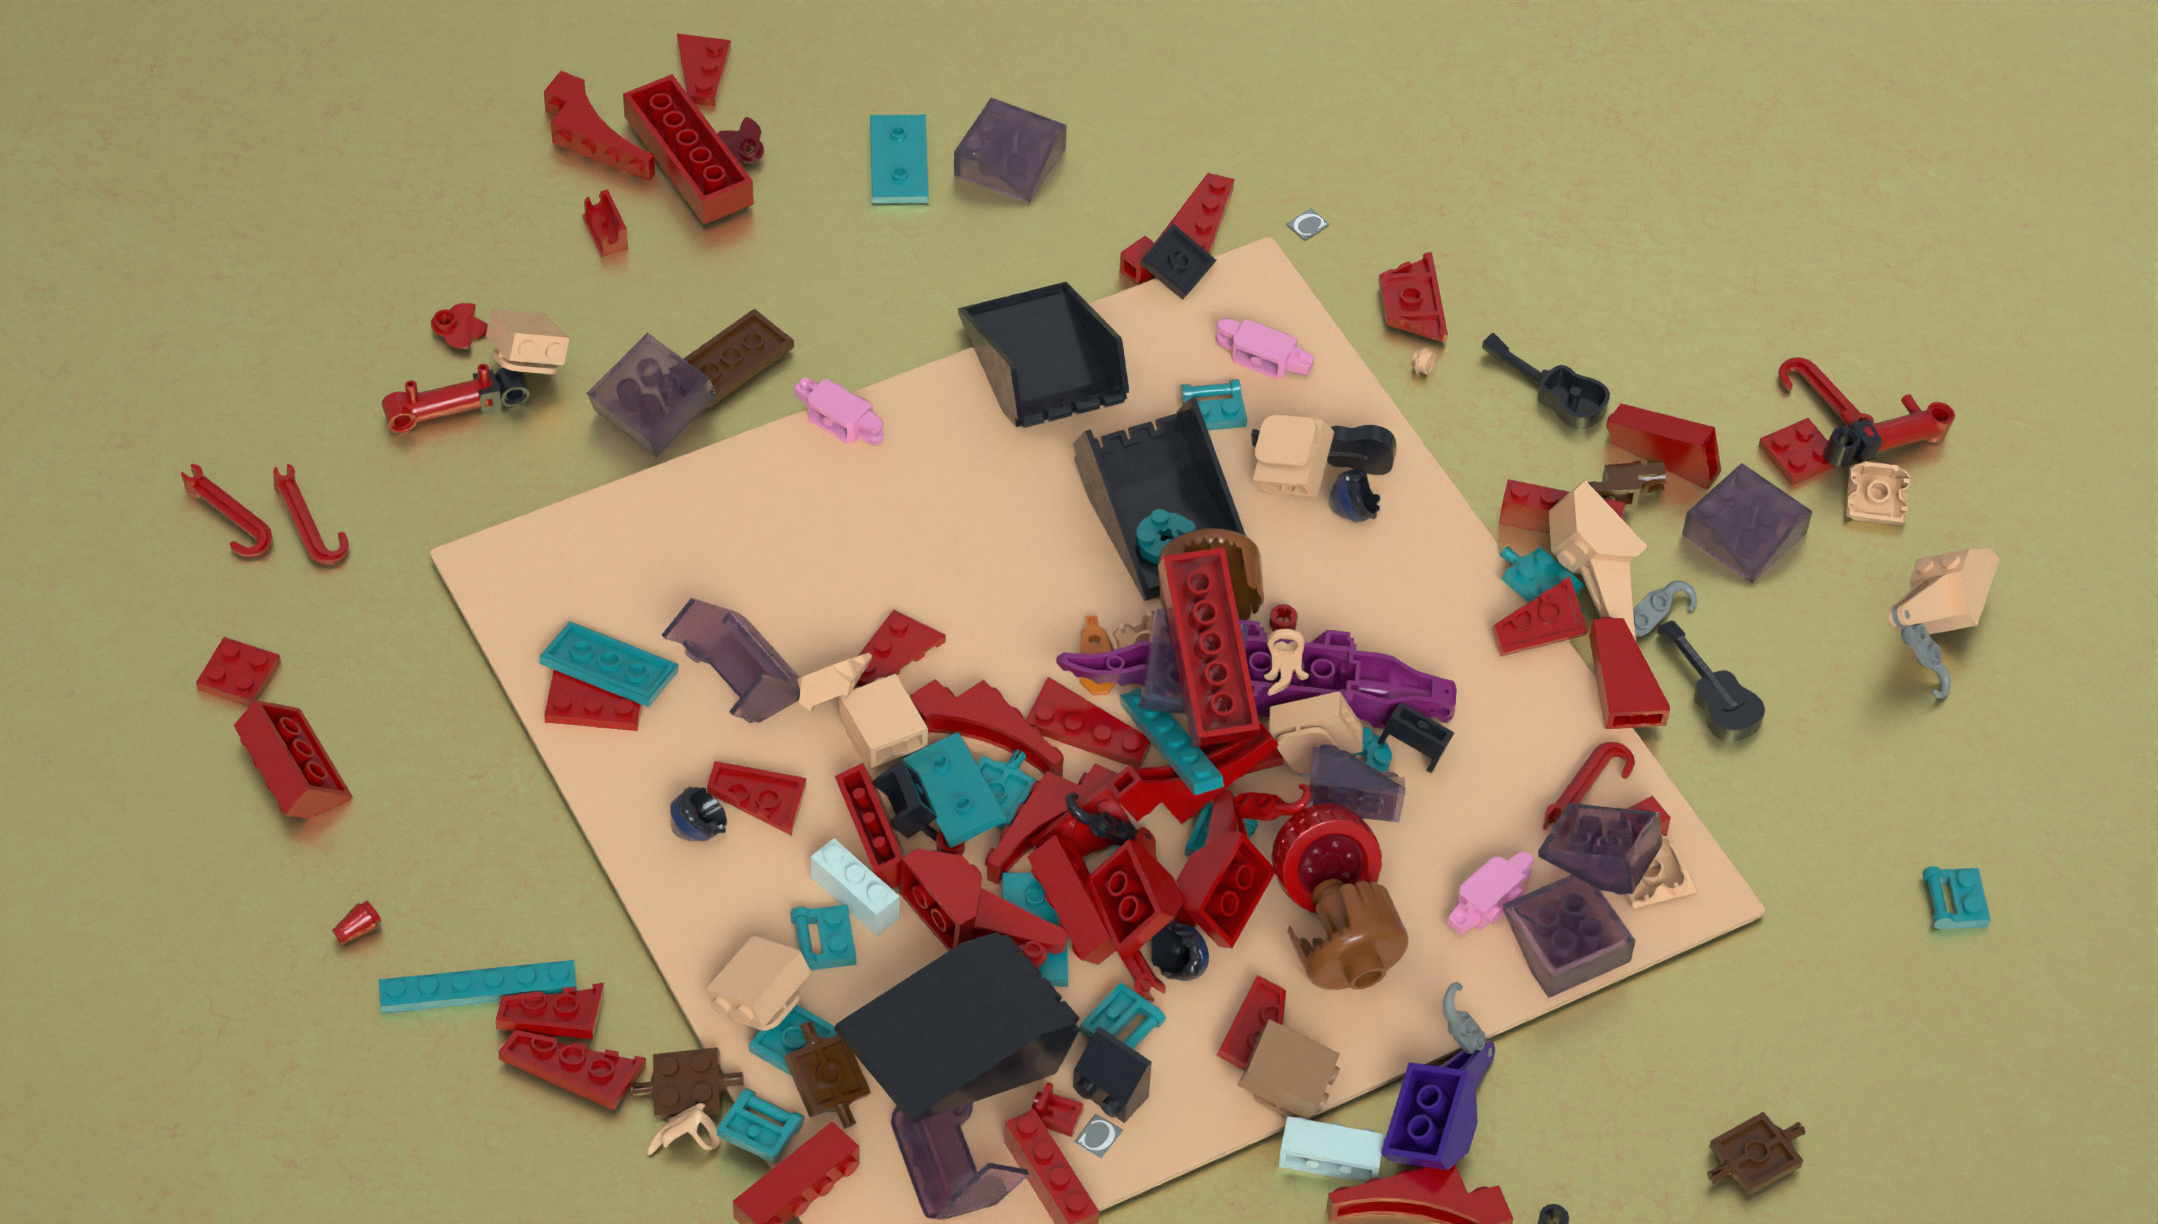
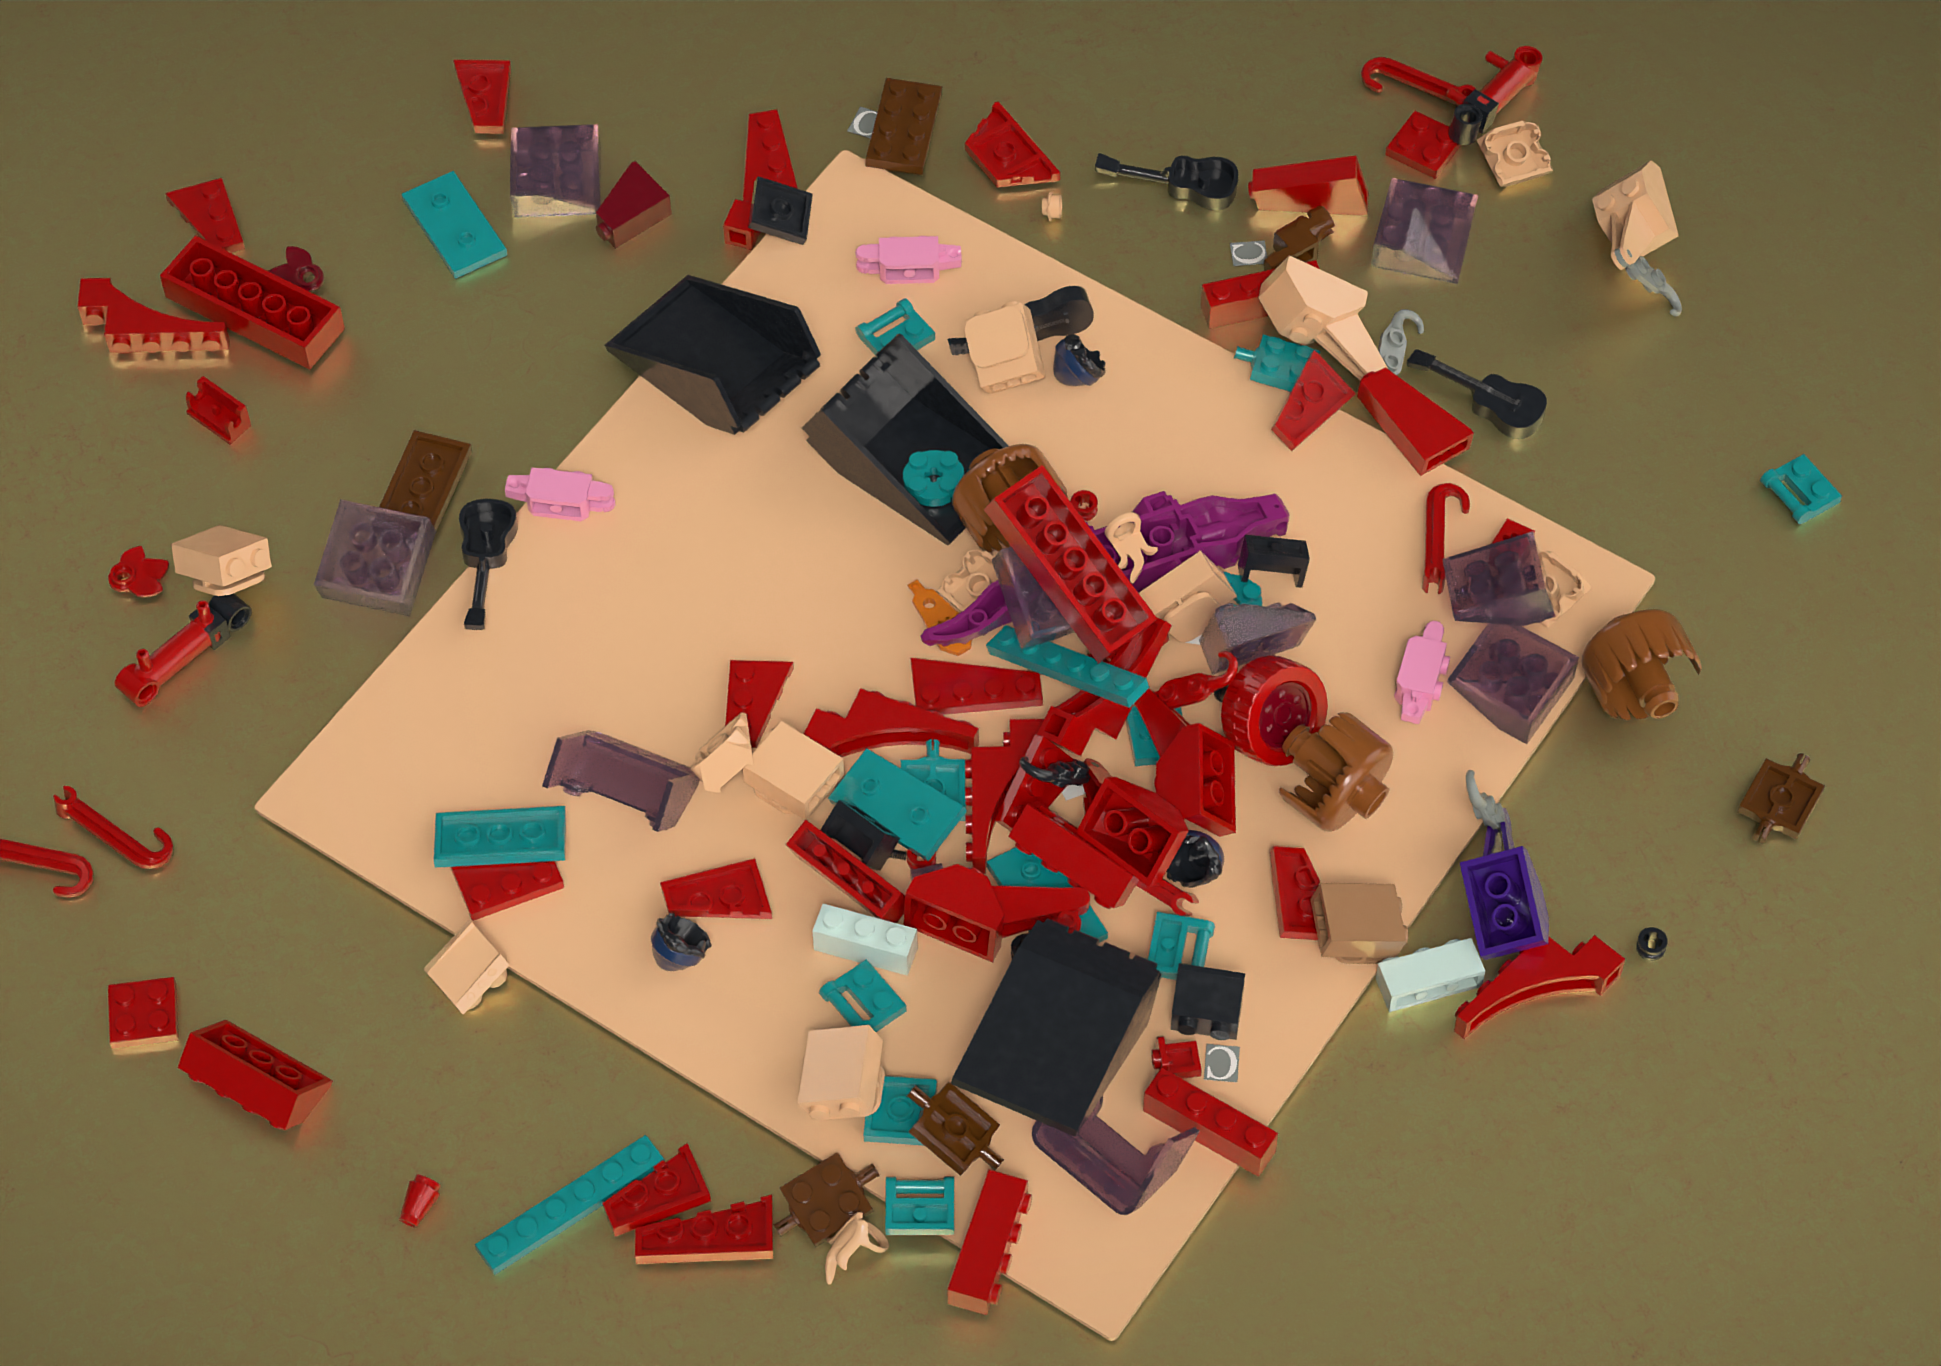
camera: 25 degrees left, 5 degrees up
(516, 757) = (467, 968): none -> light nougat slope
(759, 415) = (487, 532): none -> black piece
(994, 62) = (485, 92): none -> red wing
(1055, 206) = (632, 207): none -> dark red slope
(1336, 239) = (904, 126): none -> reddish brown plate
(1574, 474) = (1248, 253): none -> light grey sticker
(1681, 964) = (1628, 660): none -> dark orange piece

